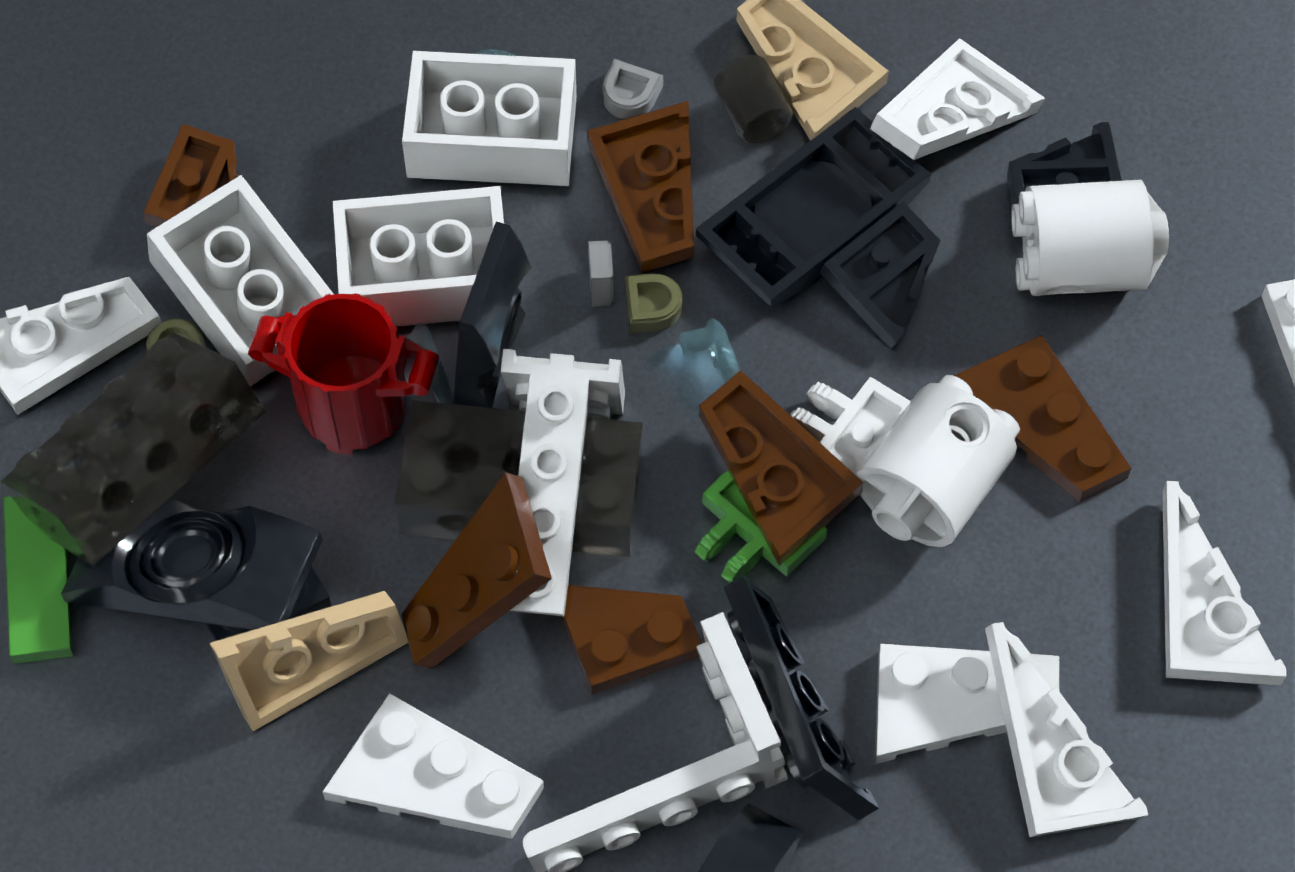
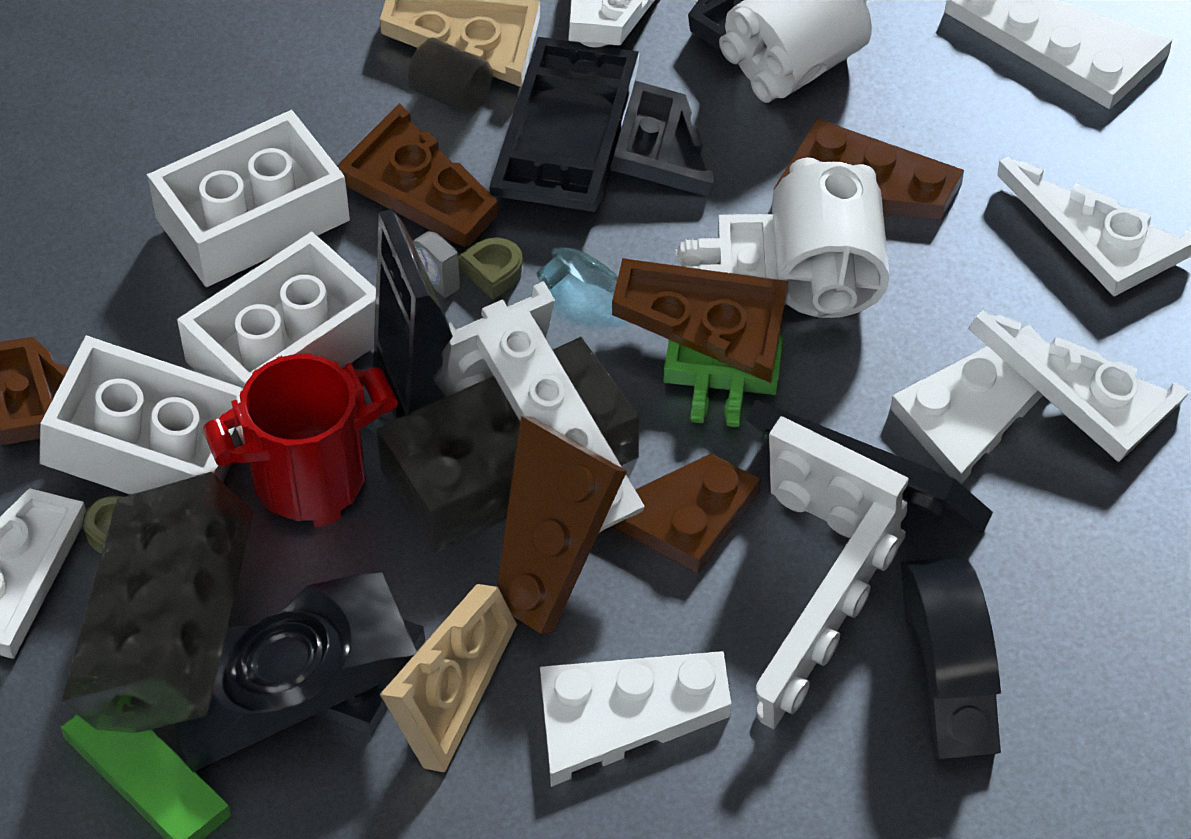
camera: 35 degrees left, 10 degrees down
(630, 90) = (337, 126): light grey tile -> none

